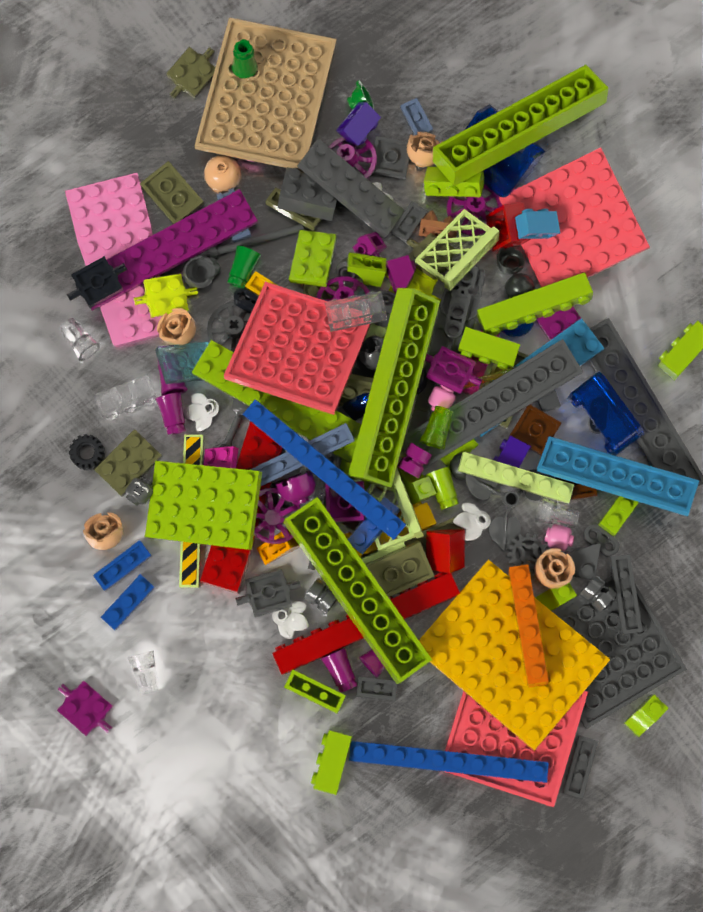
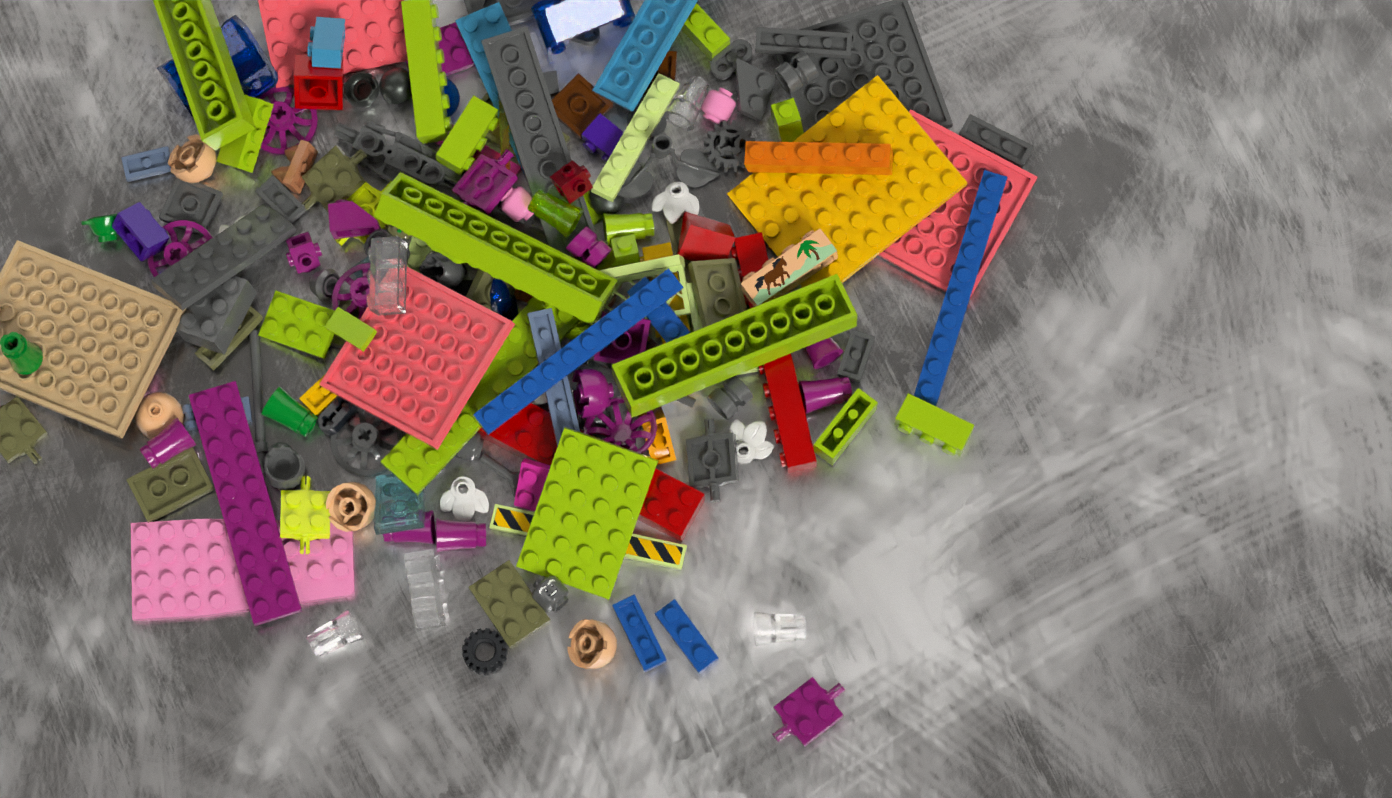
camera: 75 degrees left, 5 degrees down
(97, 282) = (270, 590): black plate -> none
(199, 183) = (167, 444): none -> magenta plant
(311, 294) = (350, 329): none -> lime tile
(369, 268) = (331, 256): lime arch -> none
(430, 620) = (789, 269): none -> brick
(464, 435) = (572, 181): none -> dark red brick
(469, 260) = (349, 130): yellowish green fence -> none
(554, 568) = (756, 115): light nougat cylinder -> none
(646, 715) = (949, 53): lime arch -> none

